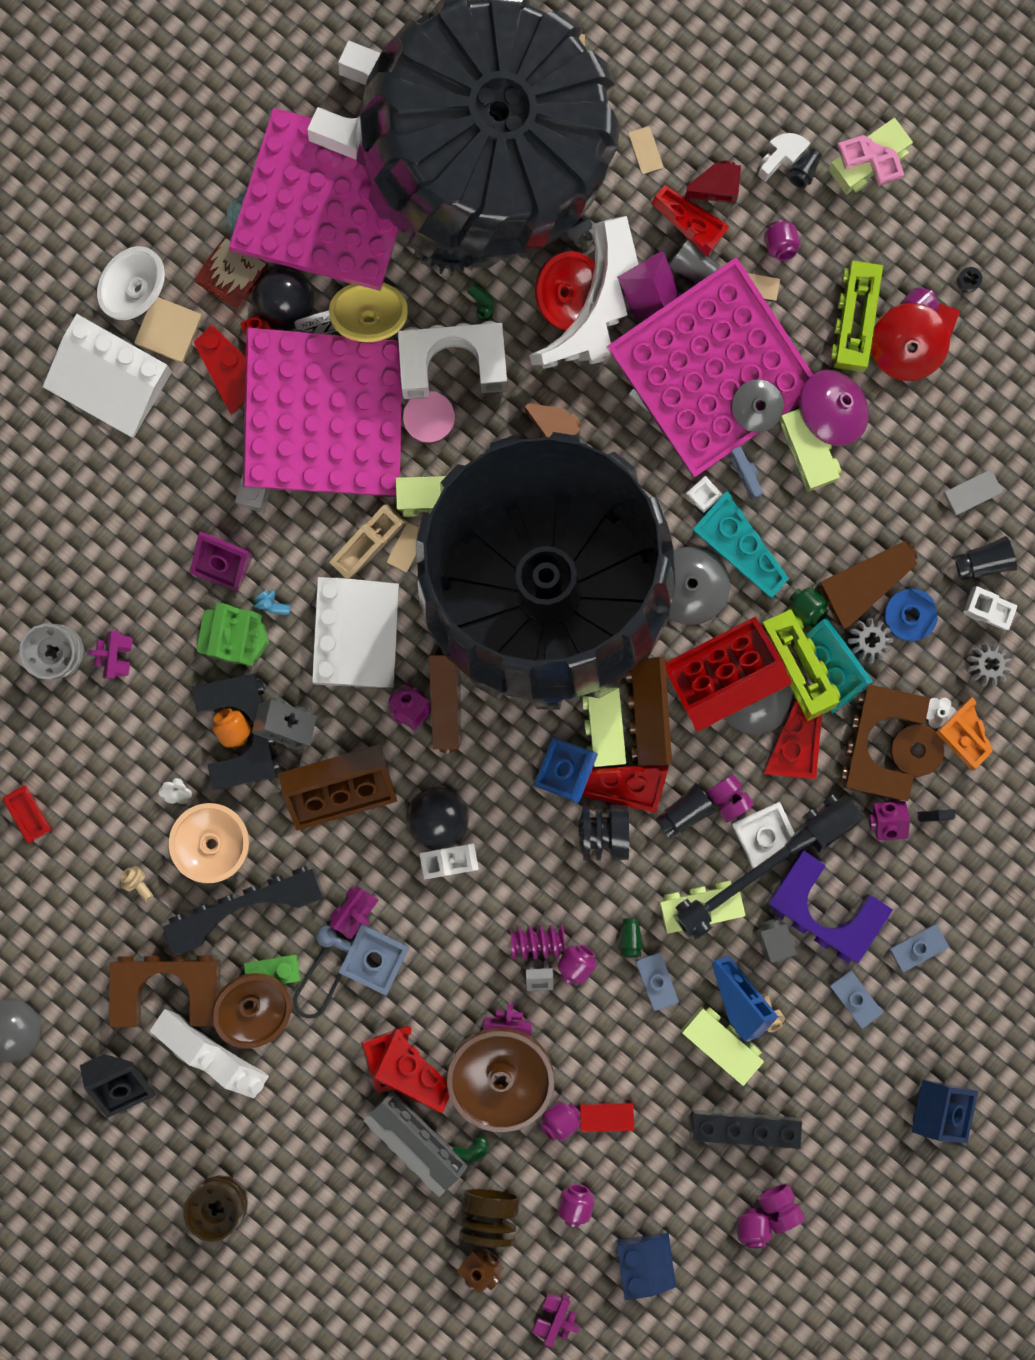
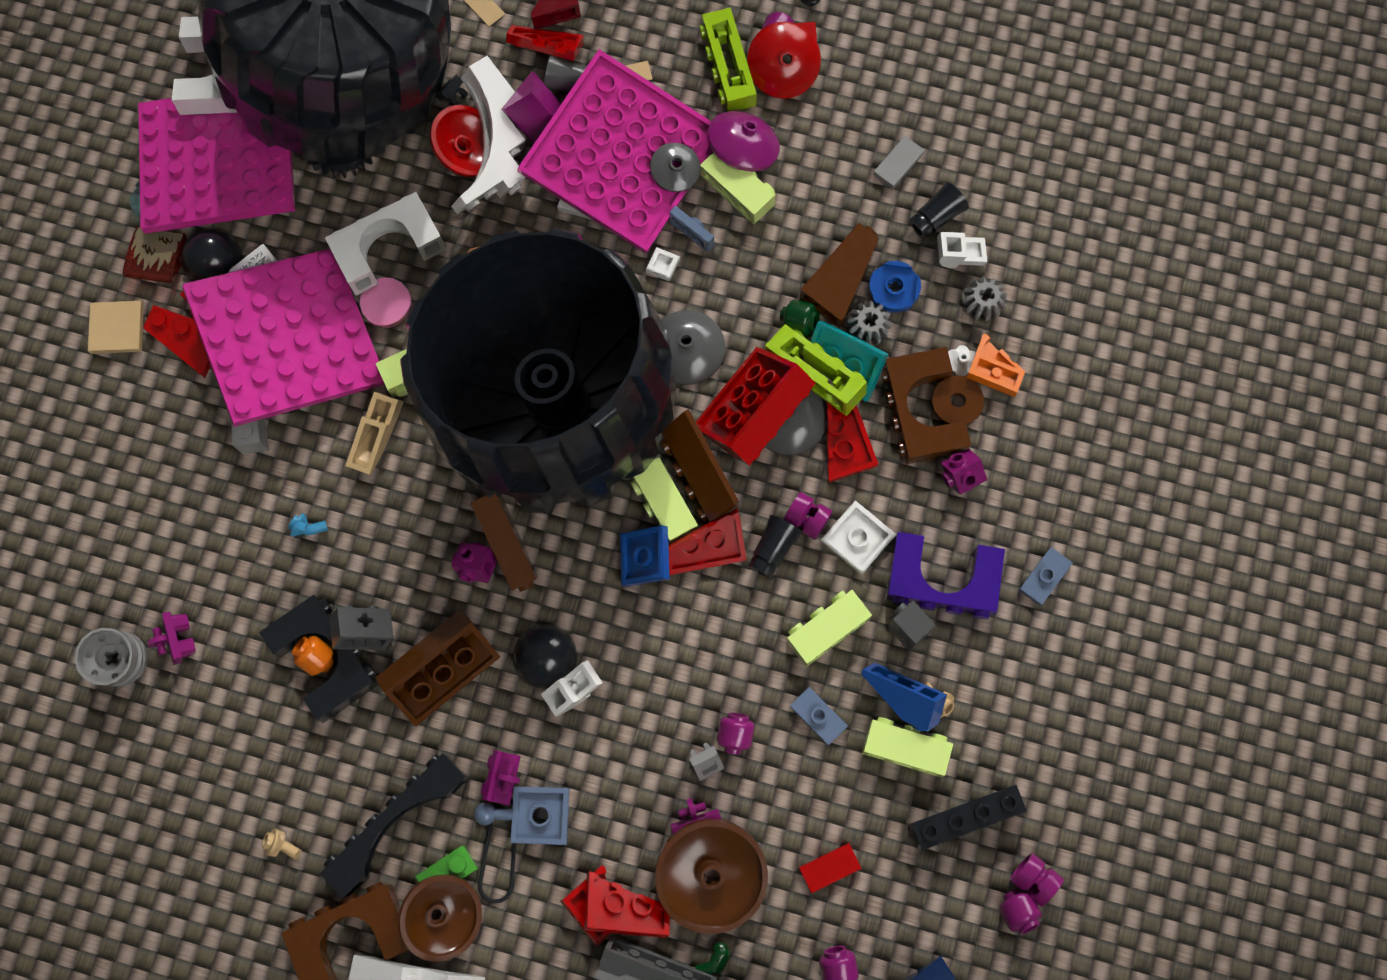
camera: 20 degrees left, 10 degrees down
(26, 814) = (147, 826): red tile -> none
(106, 376) = (72, 389): white slope -> none
(130, 283) = (63, 298): white dish -> none
(175, 792) = (283, 740): white plant -> none
(190, 839) = (316, 768): light nougat dish -> none
(220, 562) = (243, 507): magenta slope -> none
(232, 635) = (280, 568): bright green piece -> none
(355, 633) = (395, 519): white slope -> none
(368, 313) = (291, 233): light yellow dish -> none
(405, 548) = (412, 427): tan sticker -> none
(485, 305) = (394, 184): dark green arm -> none
(537, 942) = (689, 727): magenta piece -> none
(560, 1121) = (787, 891): magenta head -> none
(604, 832) = (706, 596): black wheel -> none
(630, 938) = (776, 688): dark green cone -> none
(736, 541) = (708, 290): teal wing -> none
(782, 240) = (634, 26): magenta head -> none
(818, 830) = (901, 509): black bar -> none
(856, 999) = (1011, 649): sand blue plate -> none
(936, 815) = (1001, 449): black tile -> none
(944, 1112) = (1143, 716): dark blue slope -> none

